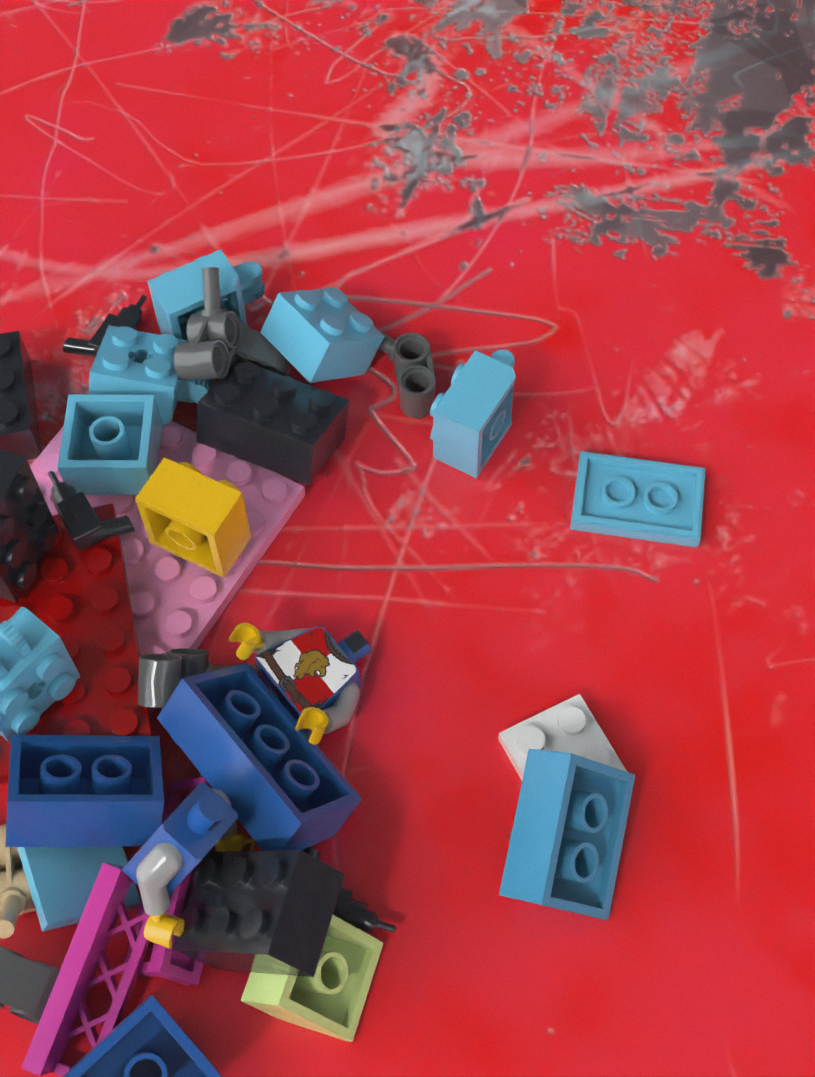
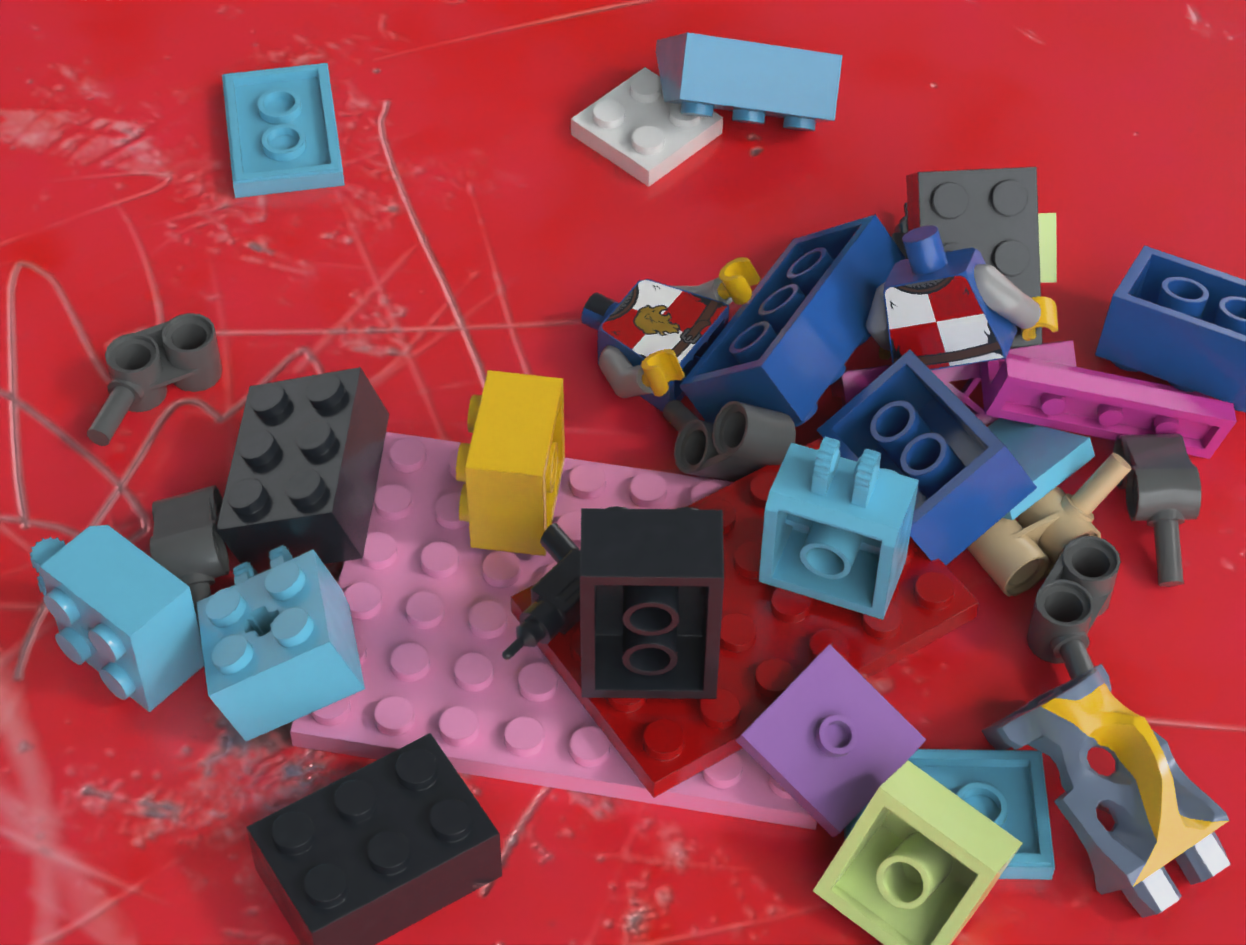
camera: 110 degrees left, 10 degrees down
(110, 443) = (427, 609): medium azure brick -> none
(127, 317) = (184, 753): black piece -> none
(210, 334) = (205, 545): dark grey beam -> none
(322, 334) = (138, 451): medium azure brick -> none
(474, 411) = (220, 260): medium azure hinge -> none

